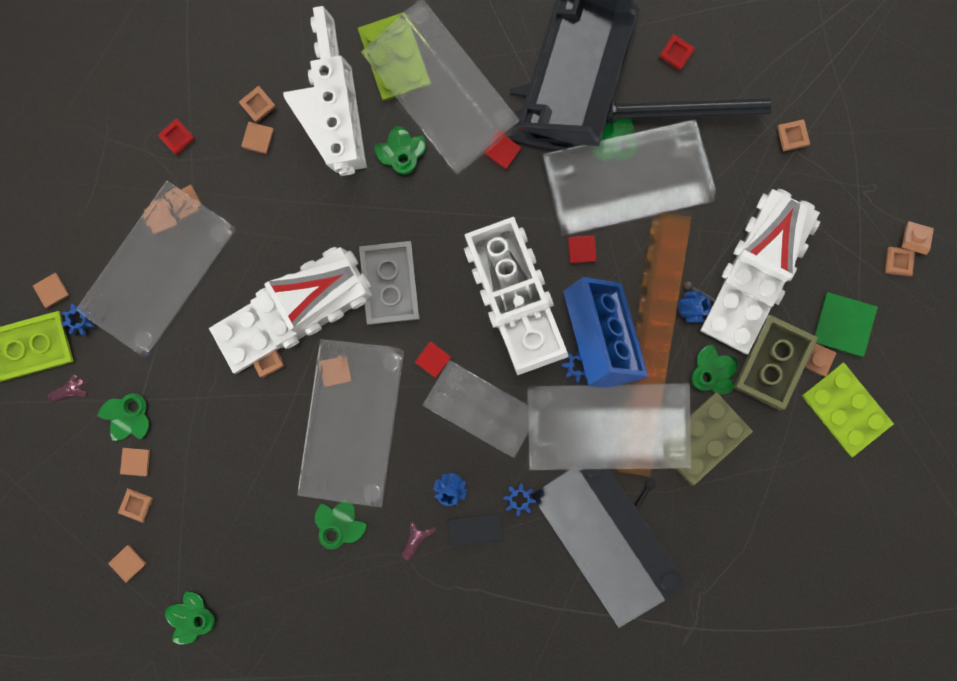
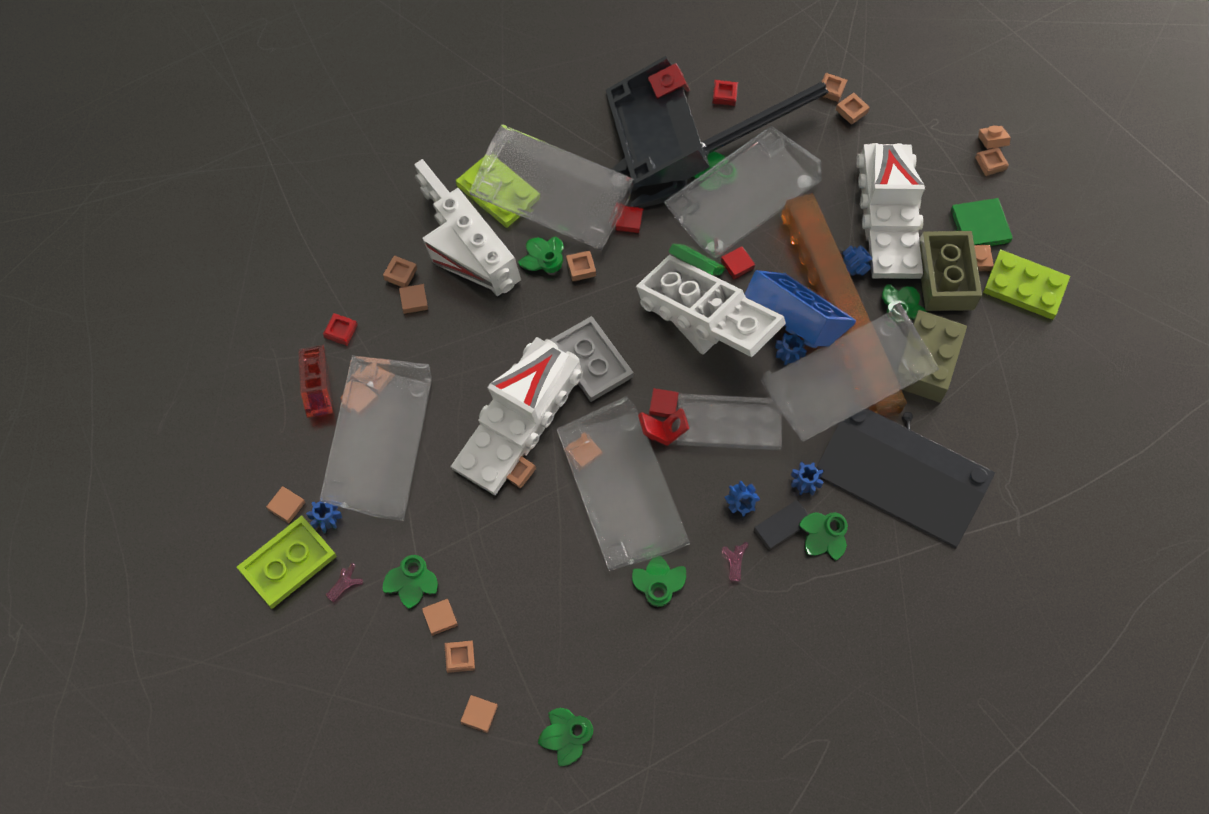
camera: 35 degrees left, 20 degrees down
(127, 182) = (315, 382): none -> clear red slope
(413, 386) = (661, 430): none -> red bracket
(429, 181) = (581, 265): none -> nougat plate
(502, 557) = (822, 537): none -> green plate
(538, 233) = (696, 259): none -> green tile
(623, 17) = (668, 81): none -> red bracket
(789, 98) = (835, 86): none -> nougat tile

